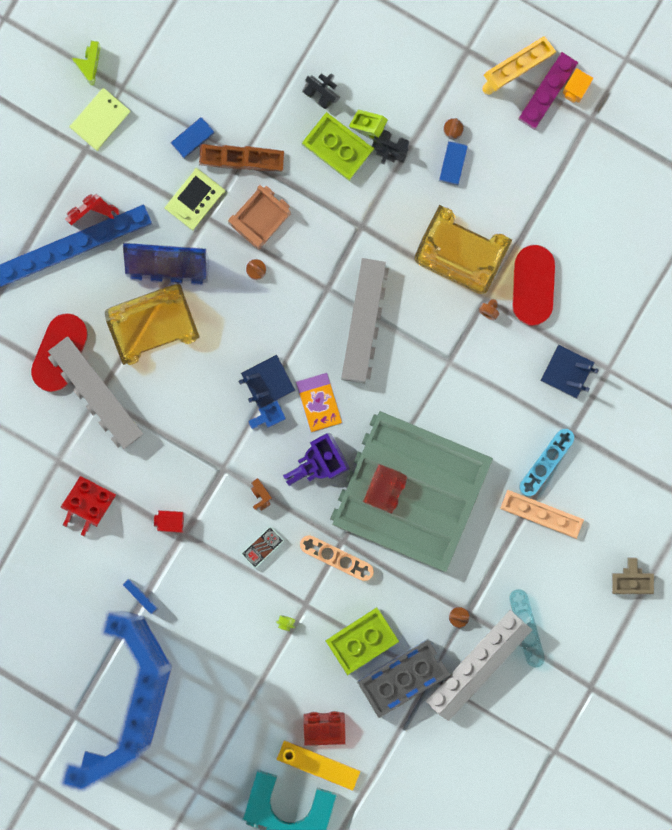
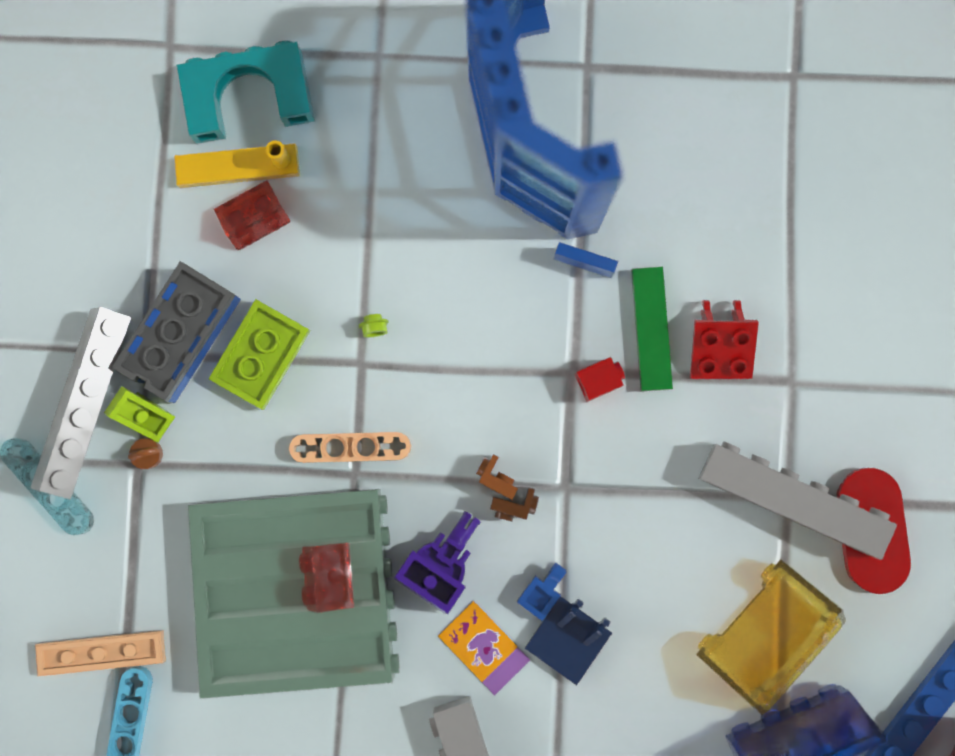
camera: 160 degrees right, 0 degrees up
(123, 535) = (651, 329): none -> green tile
(262, 547) = (457, 410): tile -> none
(263, 473) = (507, 510): none -> reddish brown bracket
(449, 641) = (139, 414): none -> lime slope

